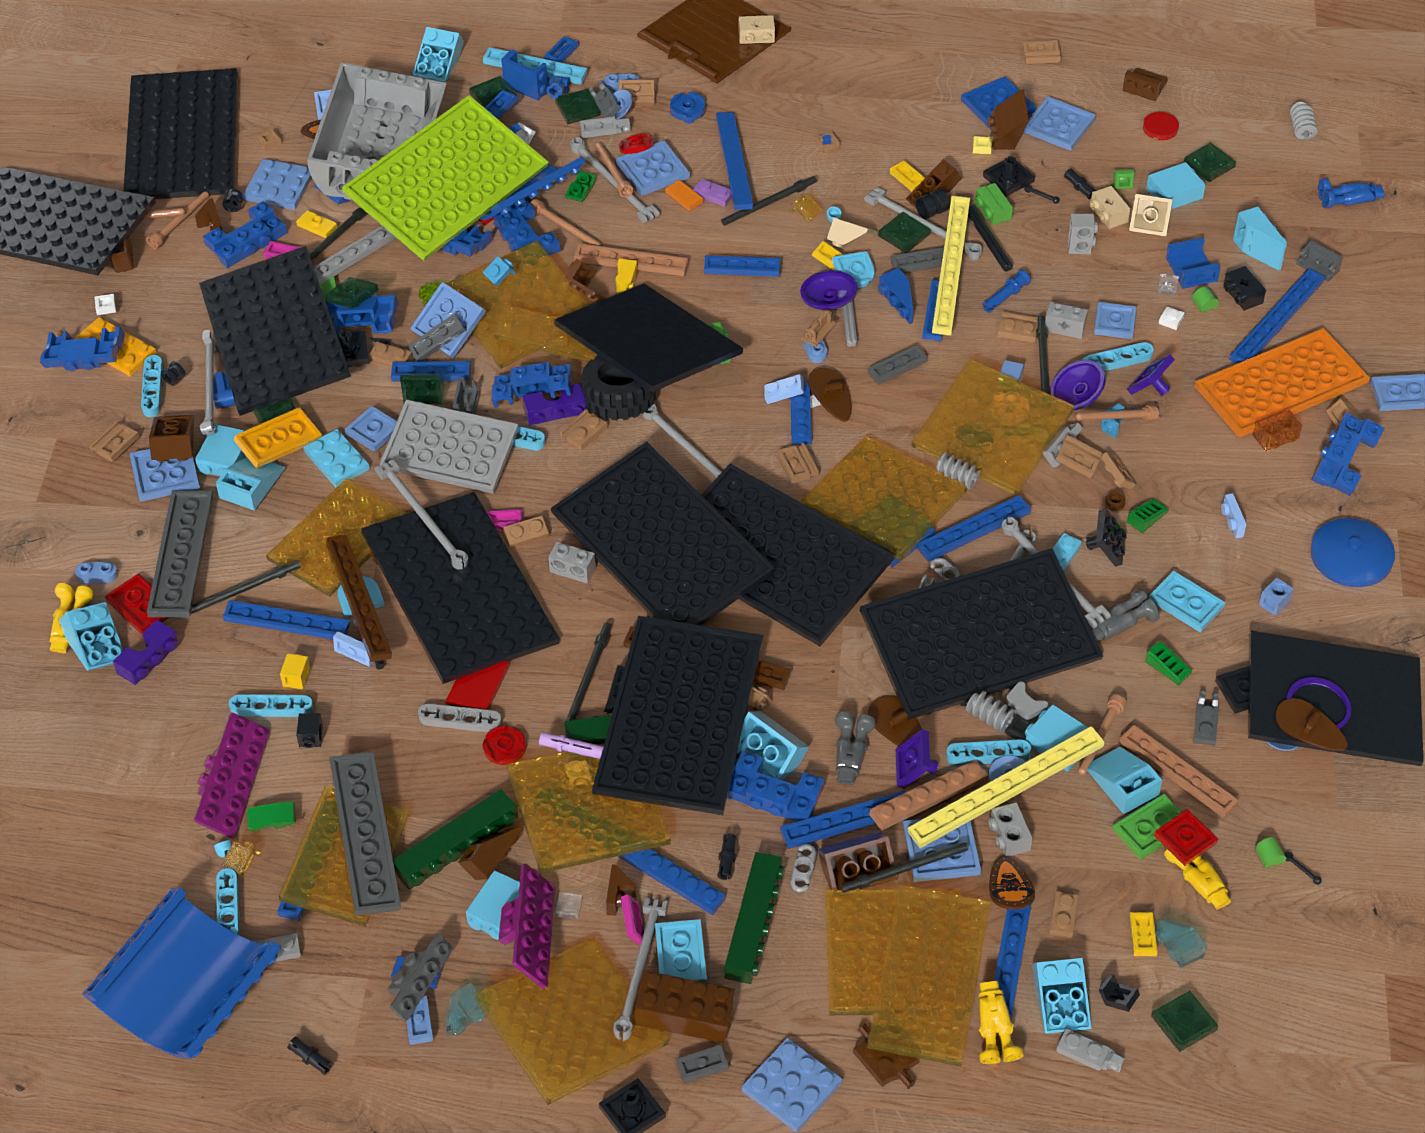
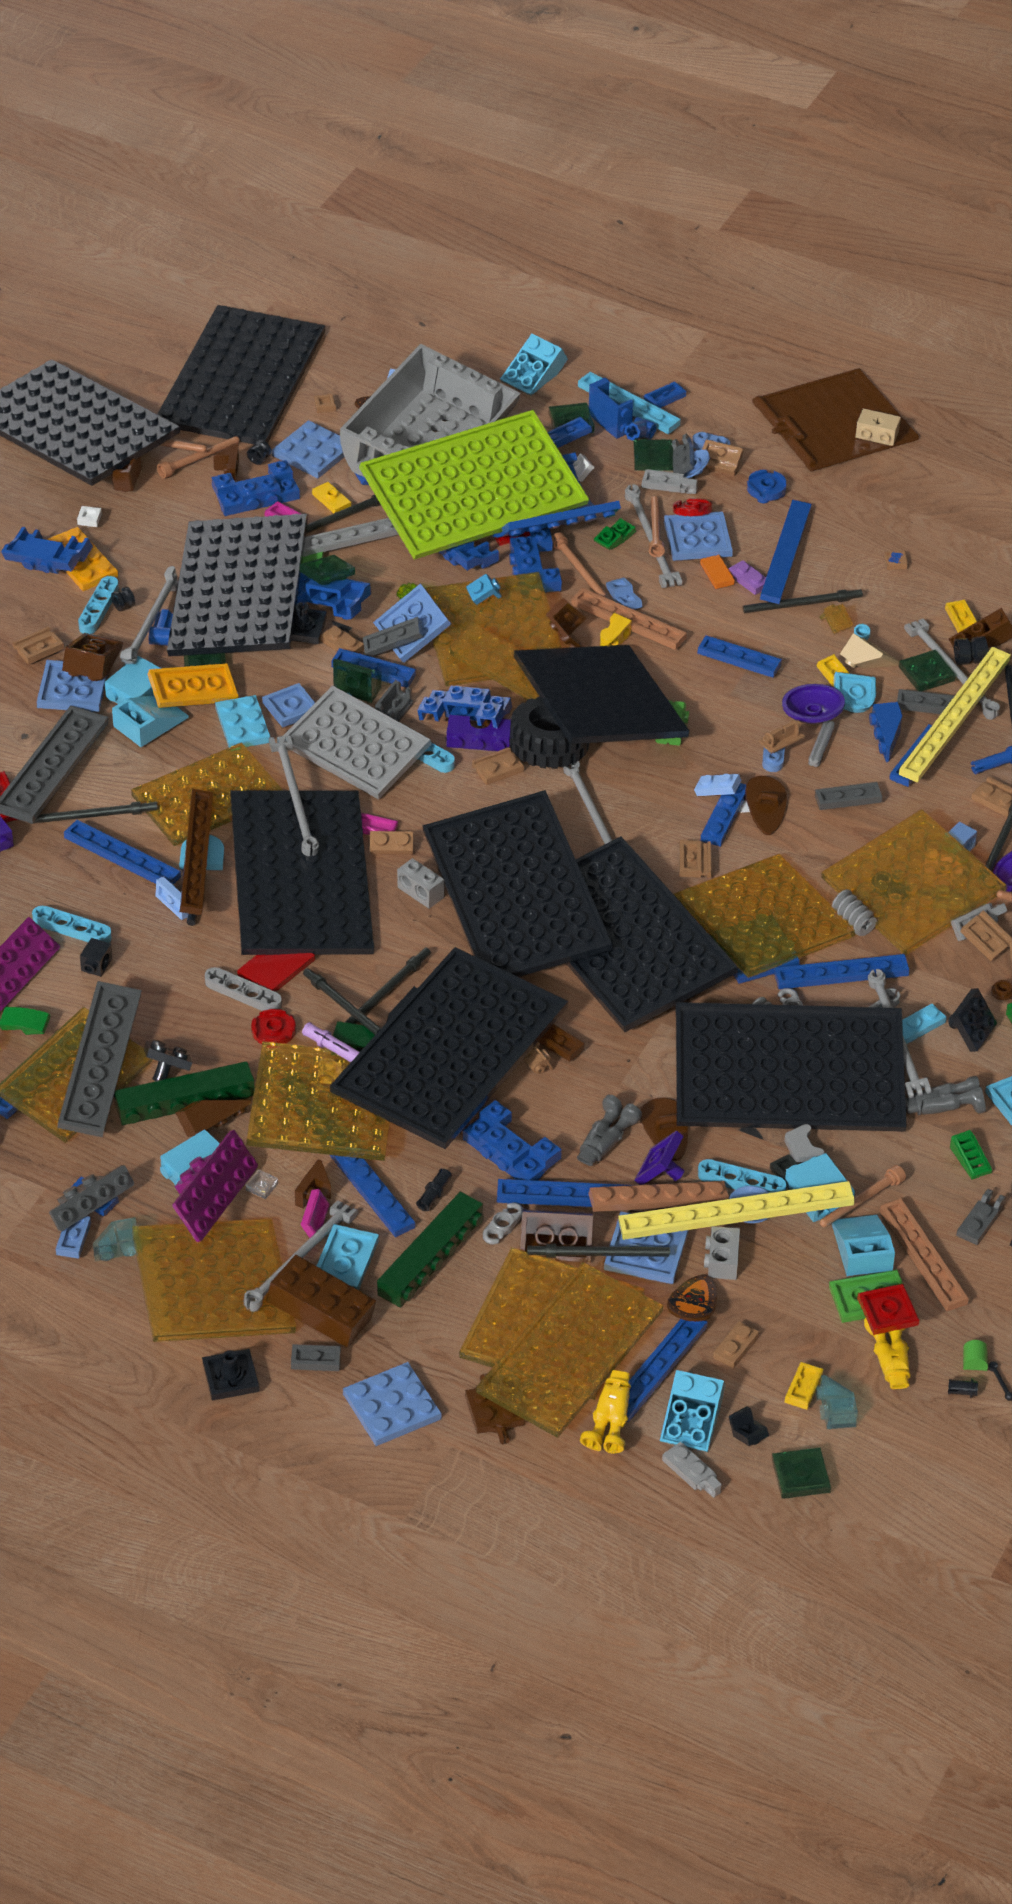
camera: 20 degrees right, 5 degrees down
(295, 671) = (107, 901): yellow brick -> none
(425, 810) = (167, 1057): none -> black plate
(527, 688) = (321, 984): none -> pearl dark grey bar
(613, 237) = (622, 593): none -> medium blue slope
(773, 743) = (530, 1103): medium azure slope -> none
(990, 712) = (762, 1141): light grey piece -> none
(1277, 886) = (962, 1387): none -> black pin

